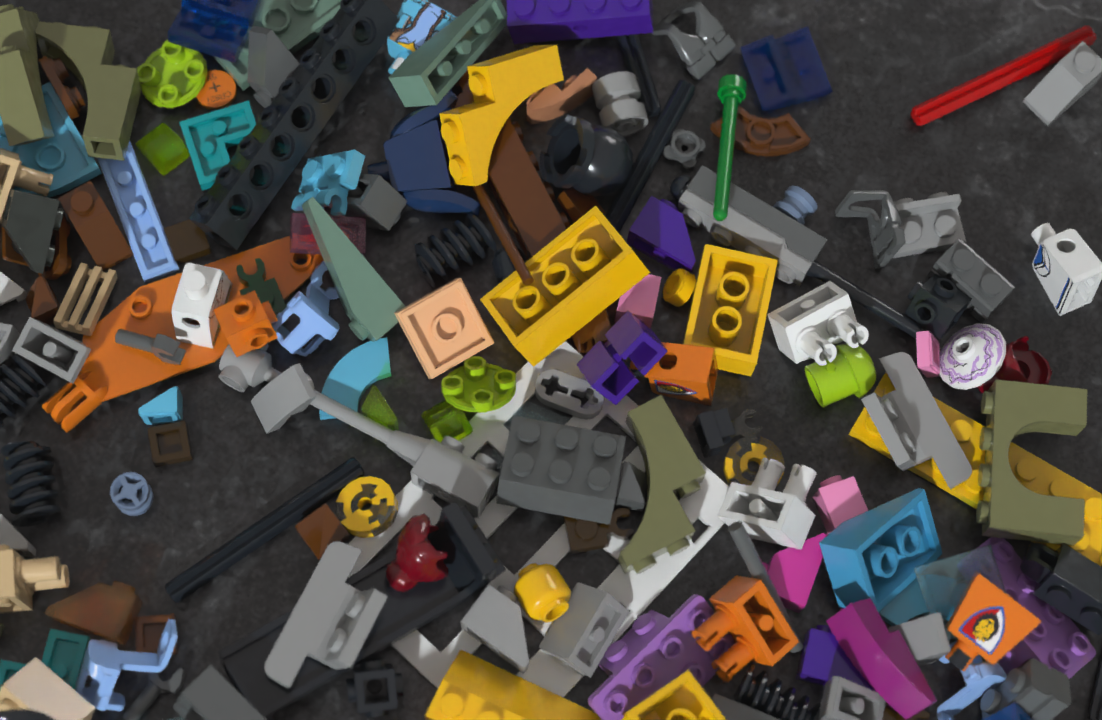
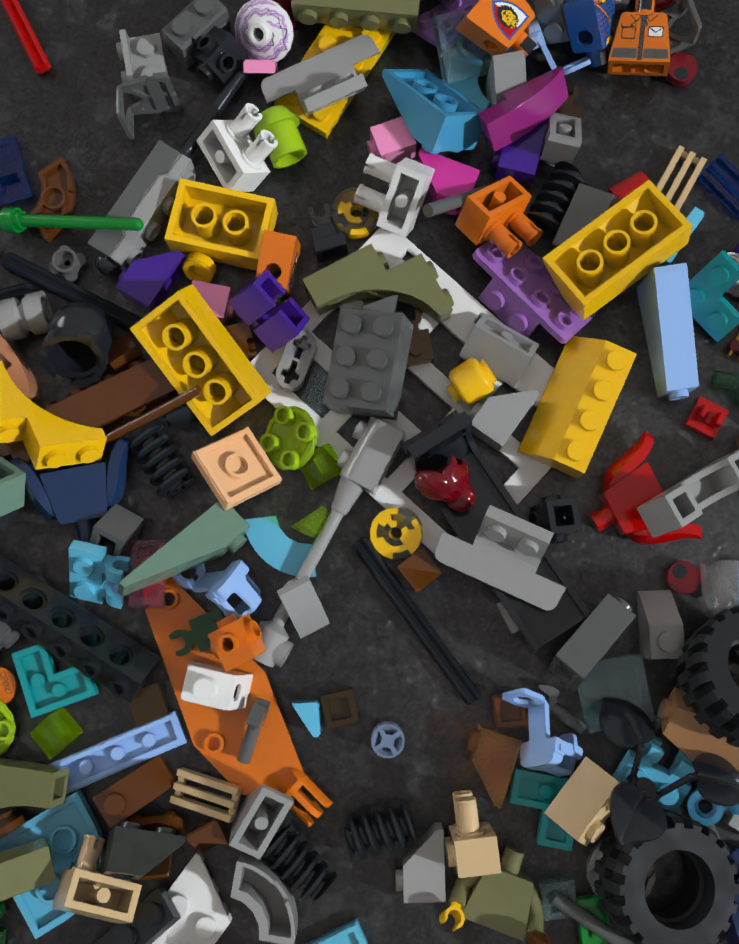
camera: 85 degrees left, 10 degrees up
(797, 204) = (123, 167): sand blue wheel -> none

